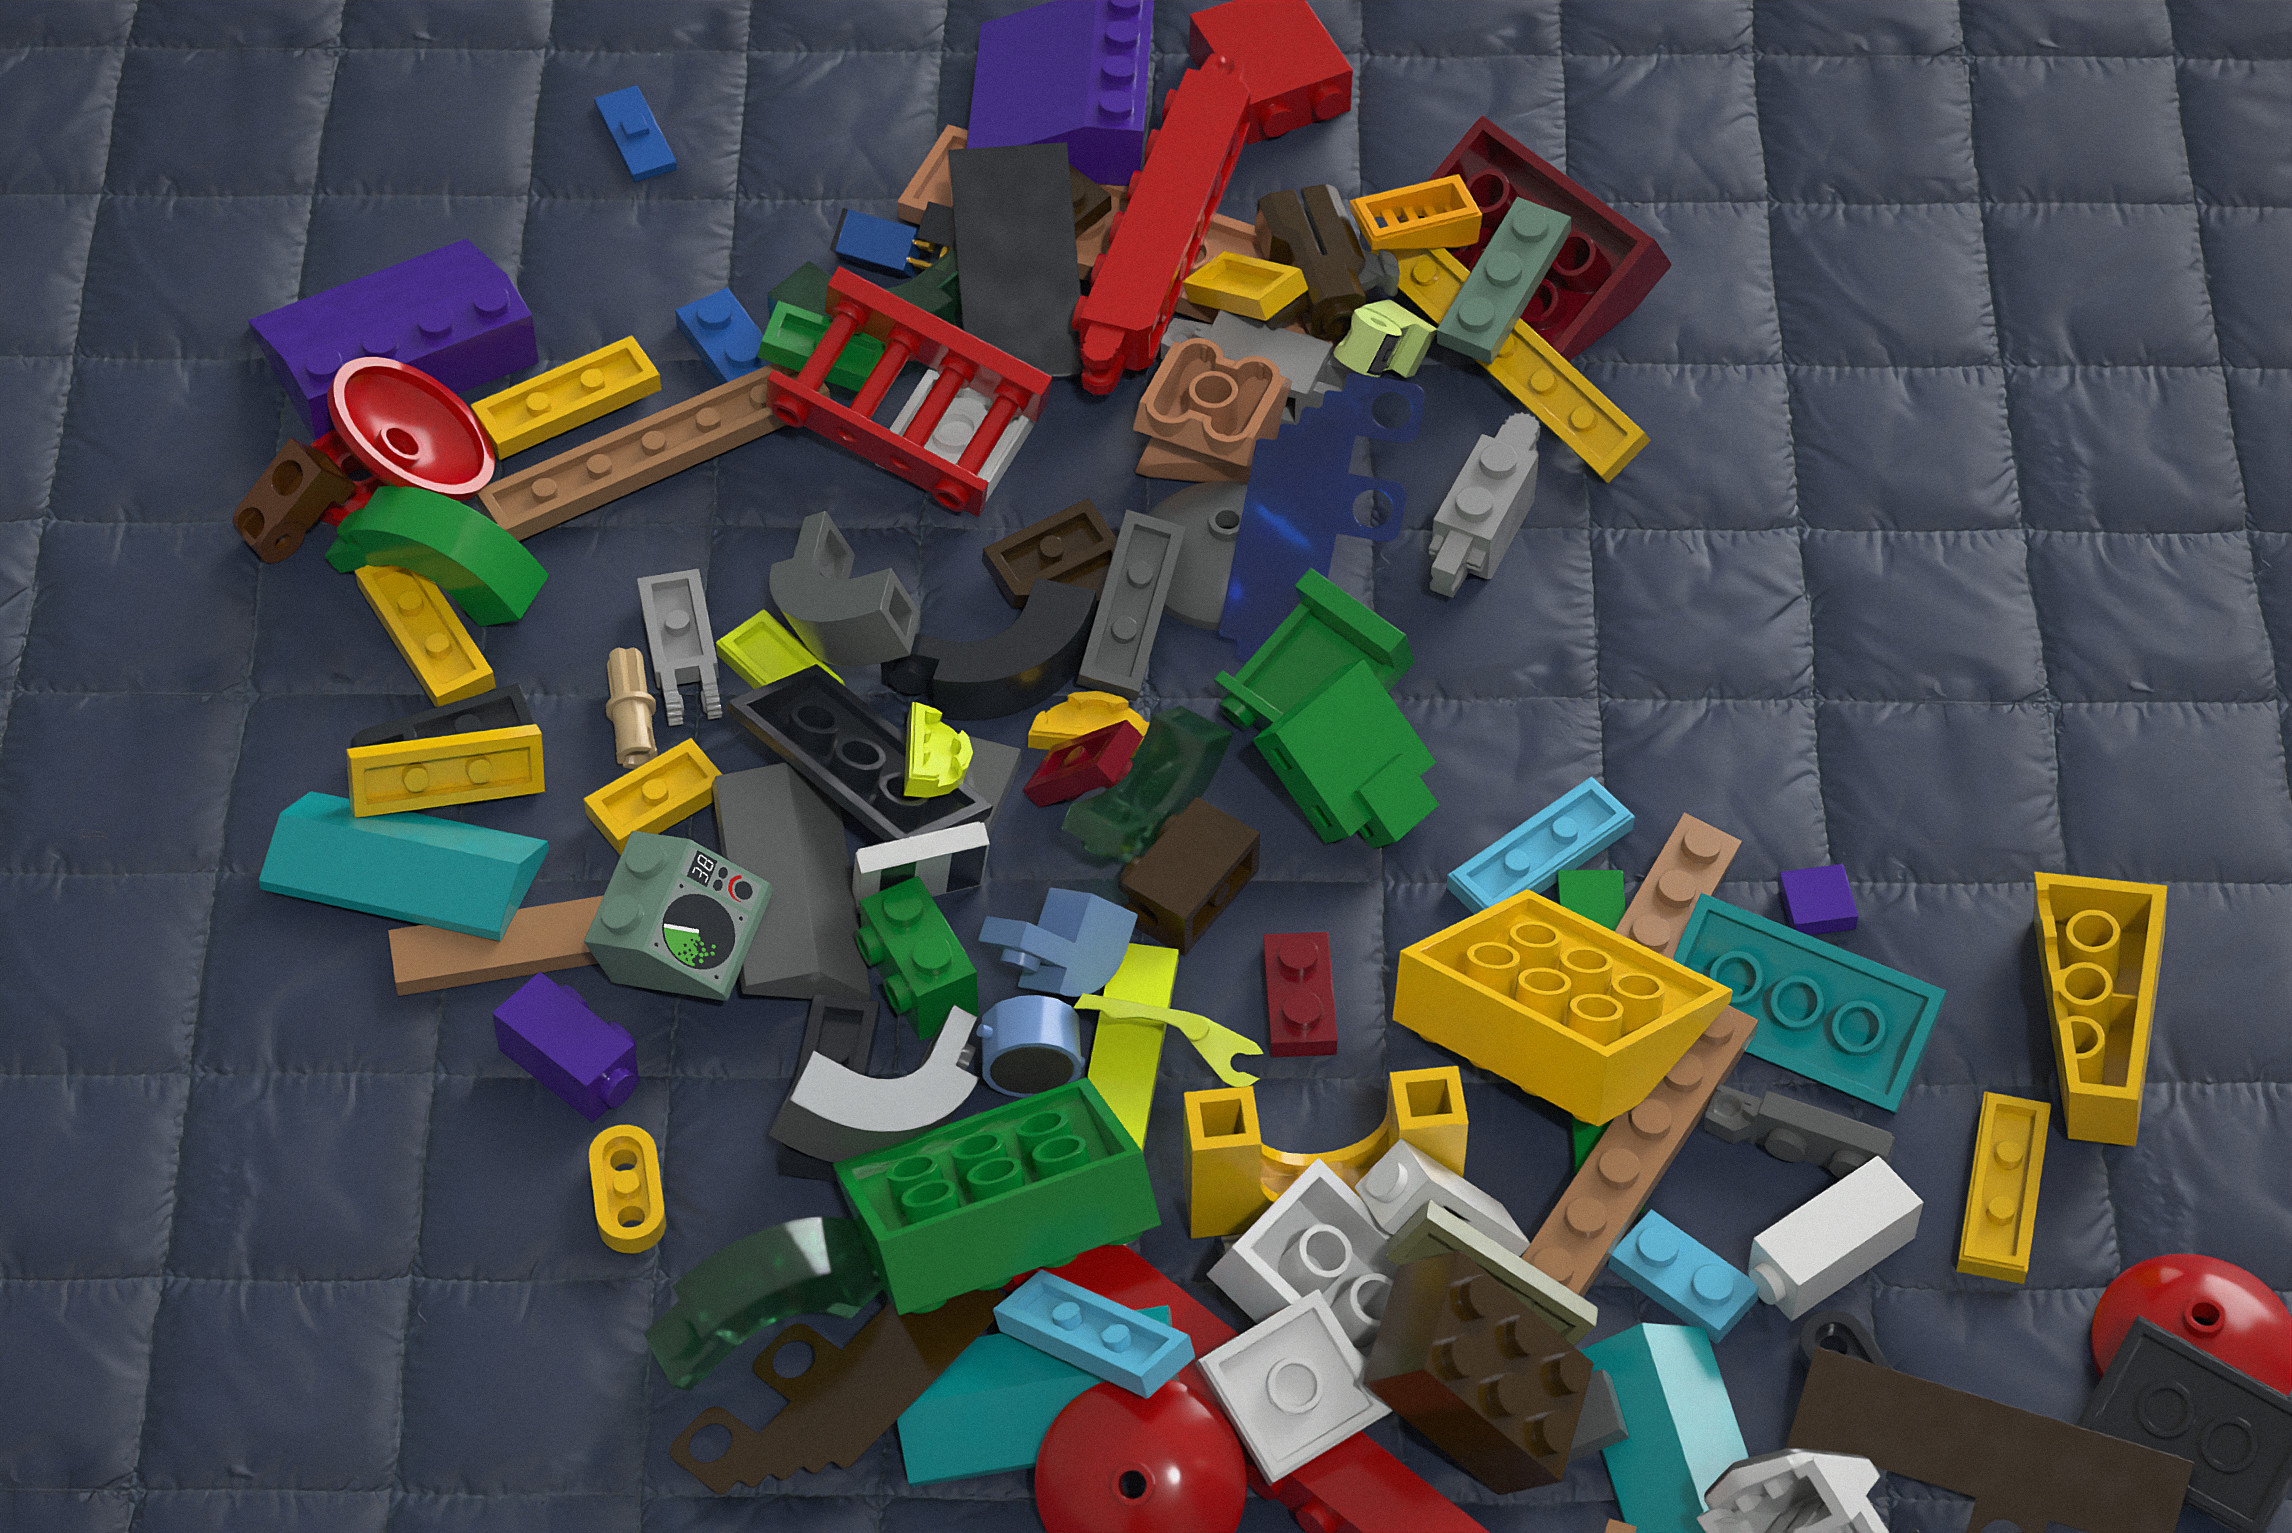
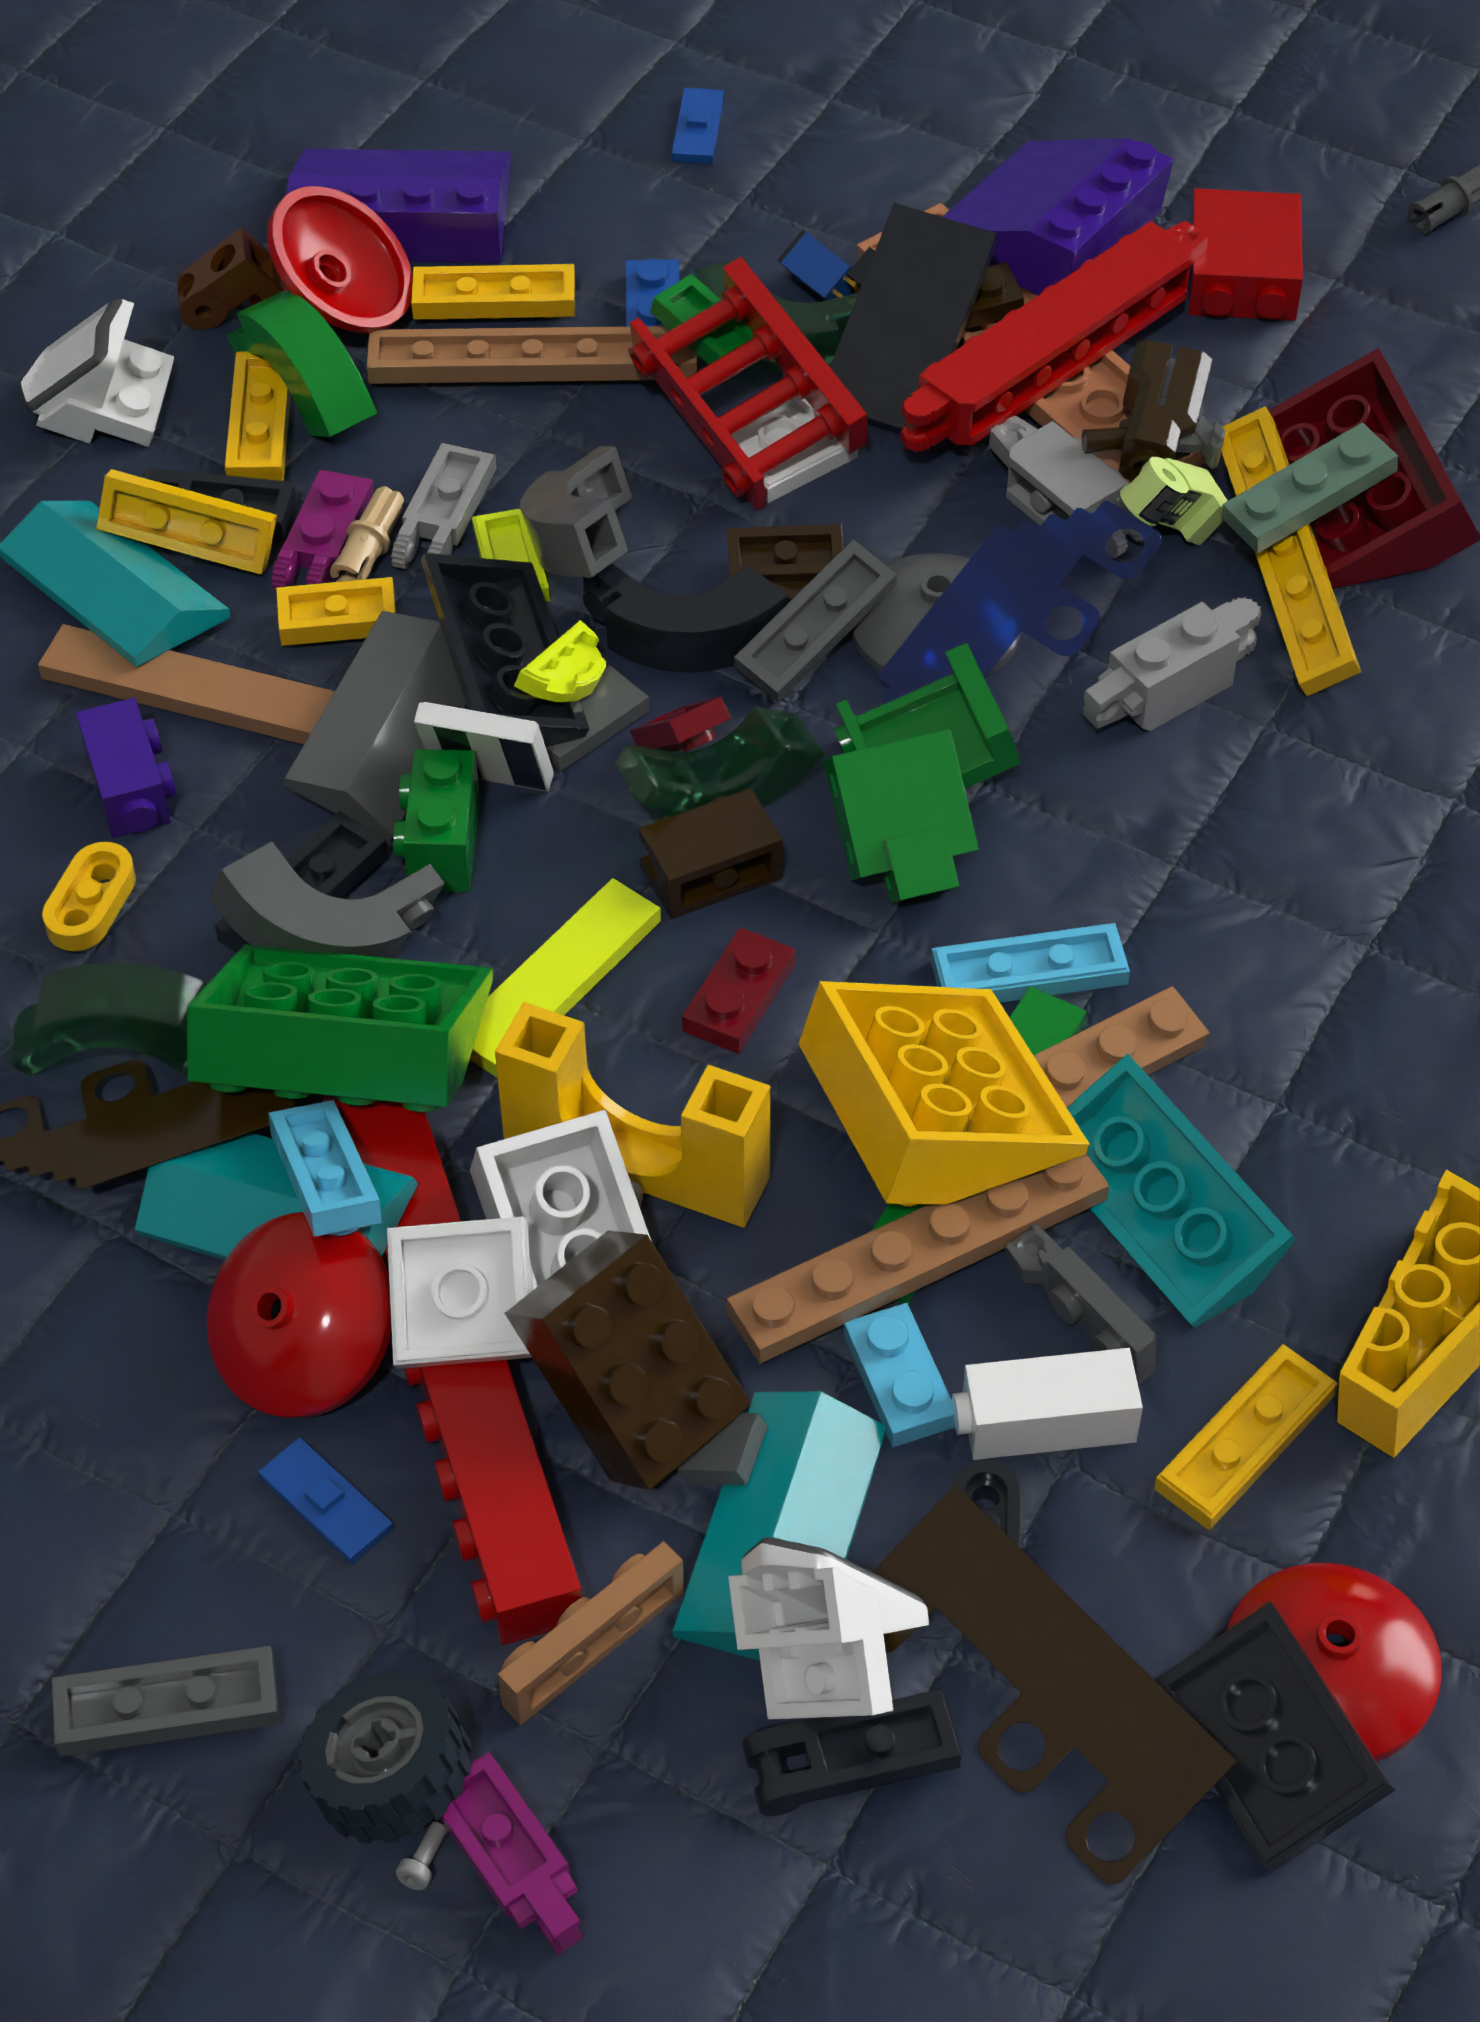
camera: 30 degrees right, 0 degrees up
(233, 661) = (98, 380): none -> white piece
(574, 716) = (322, 527): none -> magenta hinge
(677, 918) = (263, 699): sand green slope -> none
(1030, 1045) = (475, 924): medium blue piece -> none
(1070, 949) = (566, 869): medium blue brick -> none
(1081, 715) = (737, 693): yellow tile -> none
(1208, 413) = (979, 486): nougat piece -> none
(1209, 1038) = (626, 987): neon yellow arm -> none
(1245, 285) = (1083, 407): yellow tile -> none
(1410, 1178) = (697, 1213): white brick -> none
(1437, 1232) = (701, 1281): olive plate -> none
(1448, 209) = (1284, 410): light orange slope -> none
(1818, 900) = (1247, 1114): dark purple tile -> none

